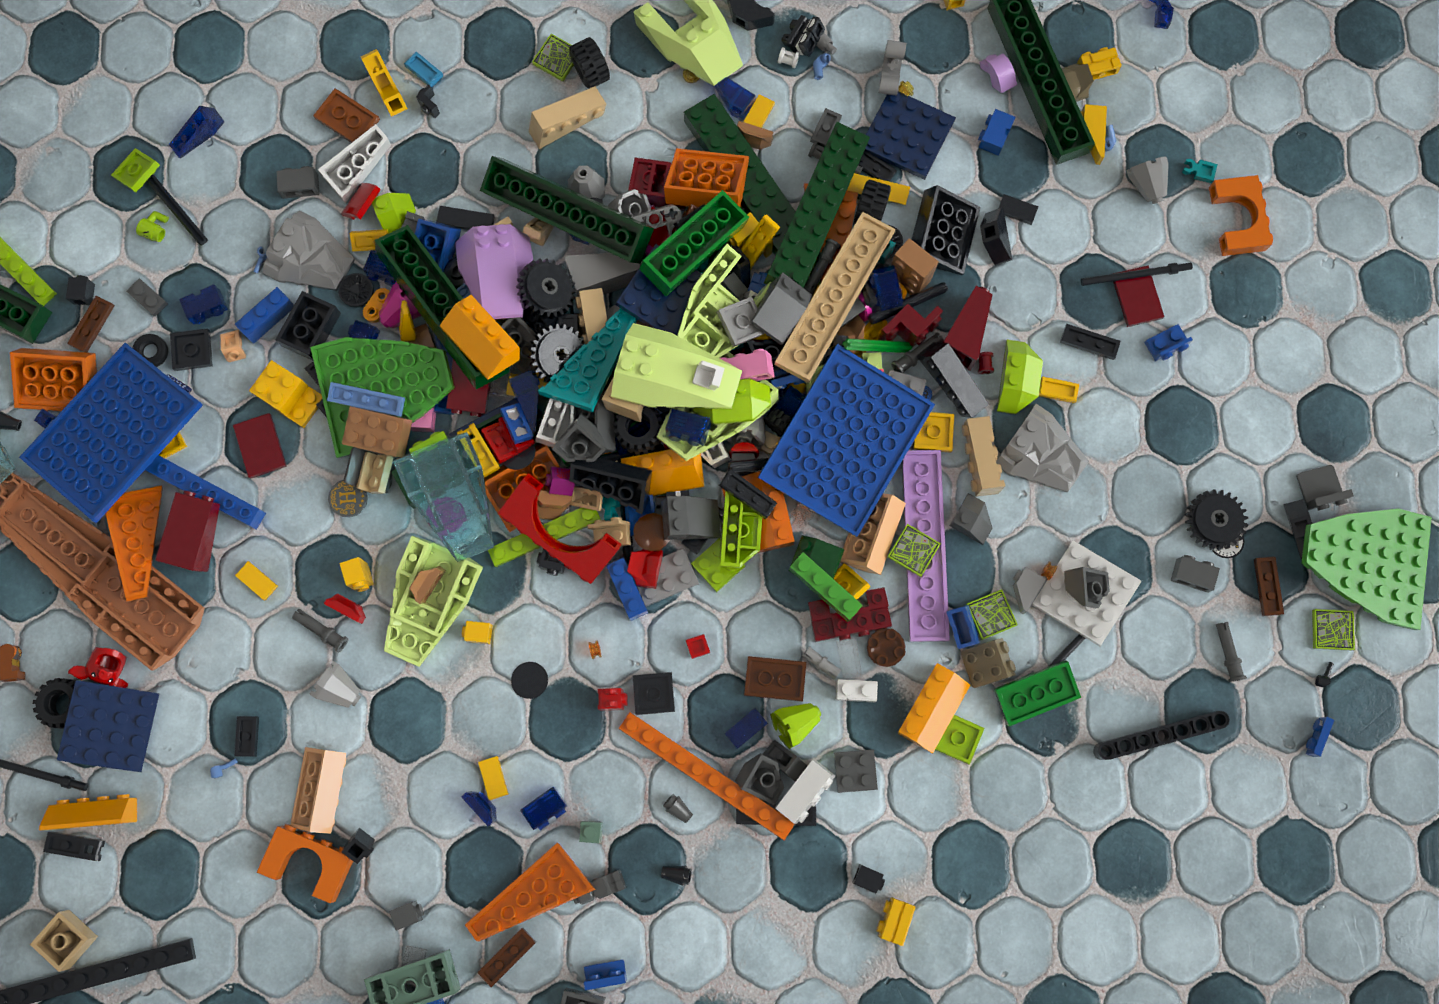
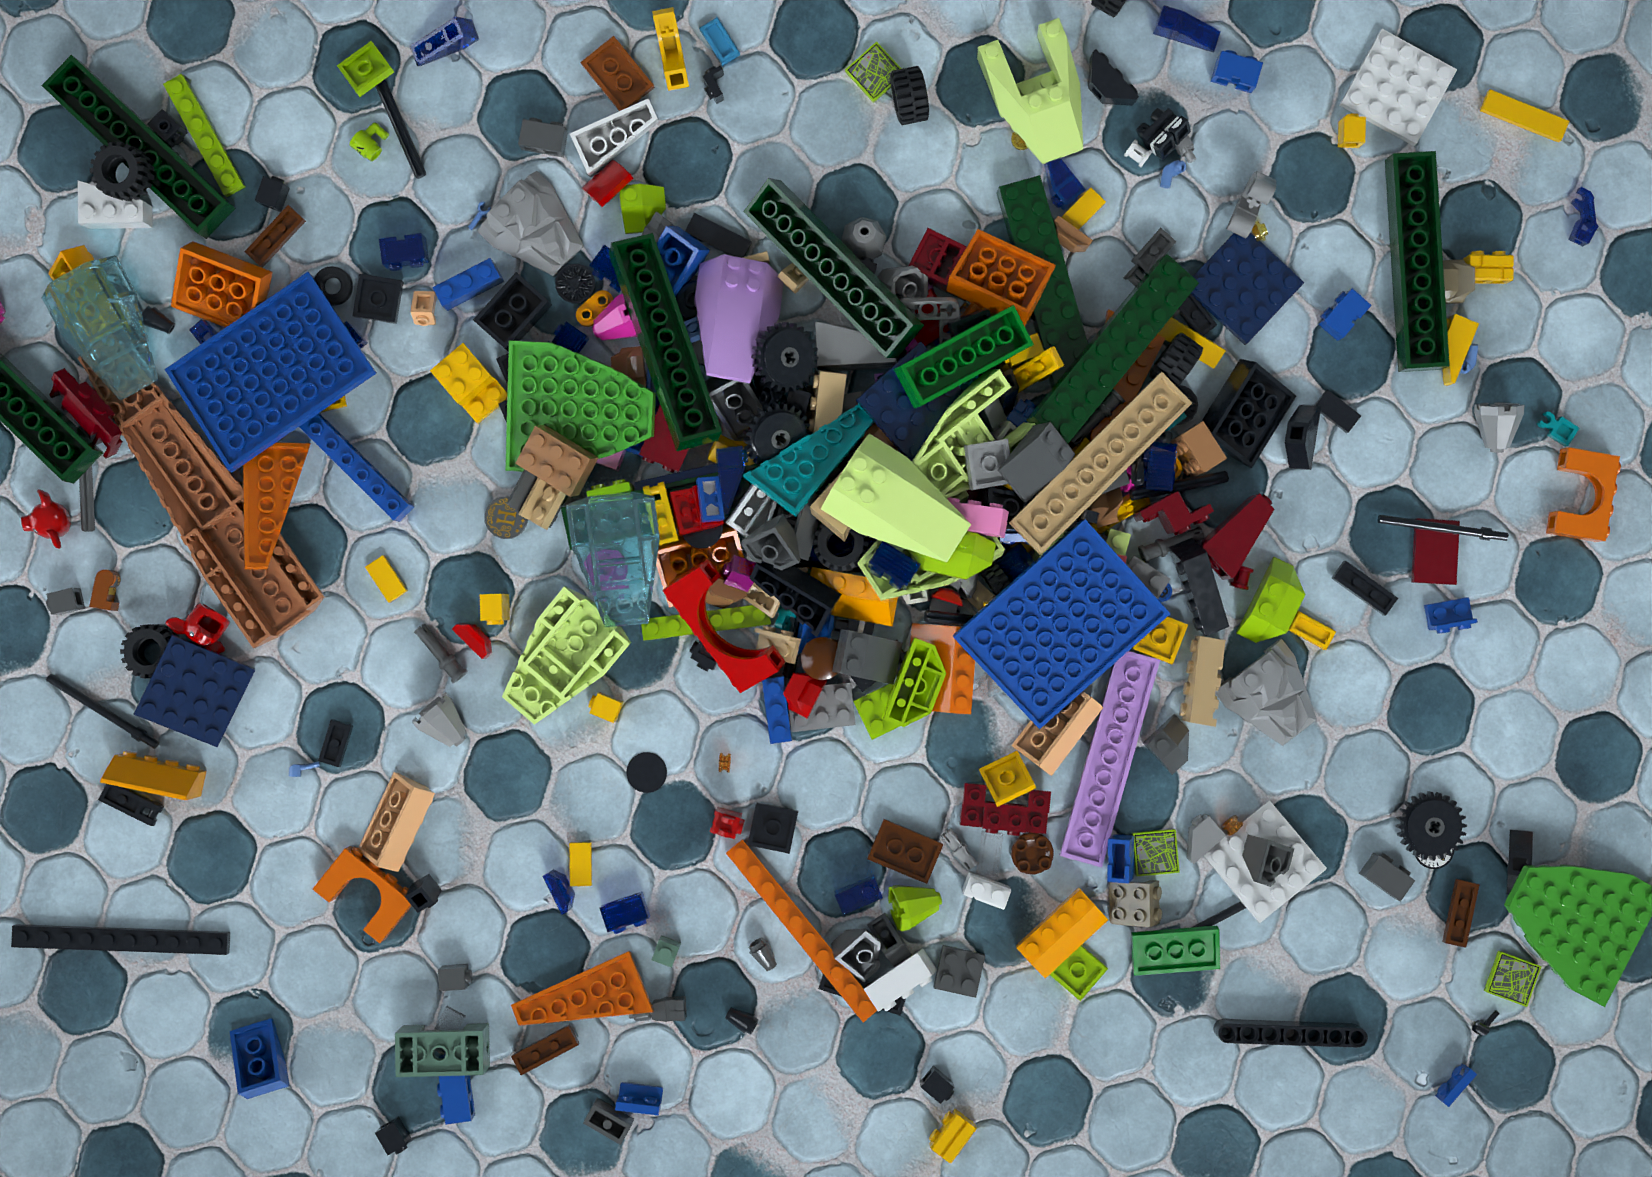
camera: 15 degrees right, 10 degrees up
(63, 940) = (99, 897): tan brick -> none
(147, 297) = (343, 222): dark grey plate -> none
(189, 532) = (328, 510): dark red slope -> none
(259, 445) = (426, 430): dark red tile -> none
(365, 239) = (604, 229): yellow plate -> none
(366, 399) = (554, 420): medium blue plate -> none
(406, 324) = (620, 345): yellow slope -> none
(425, 583) = (565, 640): medium nougat slope -> none
(480, 337) = (697, 398): light orange slope -> none
(565, 116) = (865, 149): tan wedge -> none
(698, 646) = (834, 792): red plate -> none
(708, 375) = (932, 524): white panel -> none
(747, 494) = (936, 651): black tile -> none
(822, 553) = (987, 741): dark green slope -> none
(825, 587) = (988, 778): bright green brick -> none
(876, 345) = (1128, 528): green axle -> none
(914, 550) = (1095, 761): tile -> none
(1000, 72) = (1373, 244): lavender brick -> none
(1232, 661) = (1392, 980): dark grey pin -> none
(1321, 488) = (1558, 826): dark grey bracket -> none

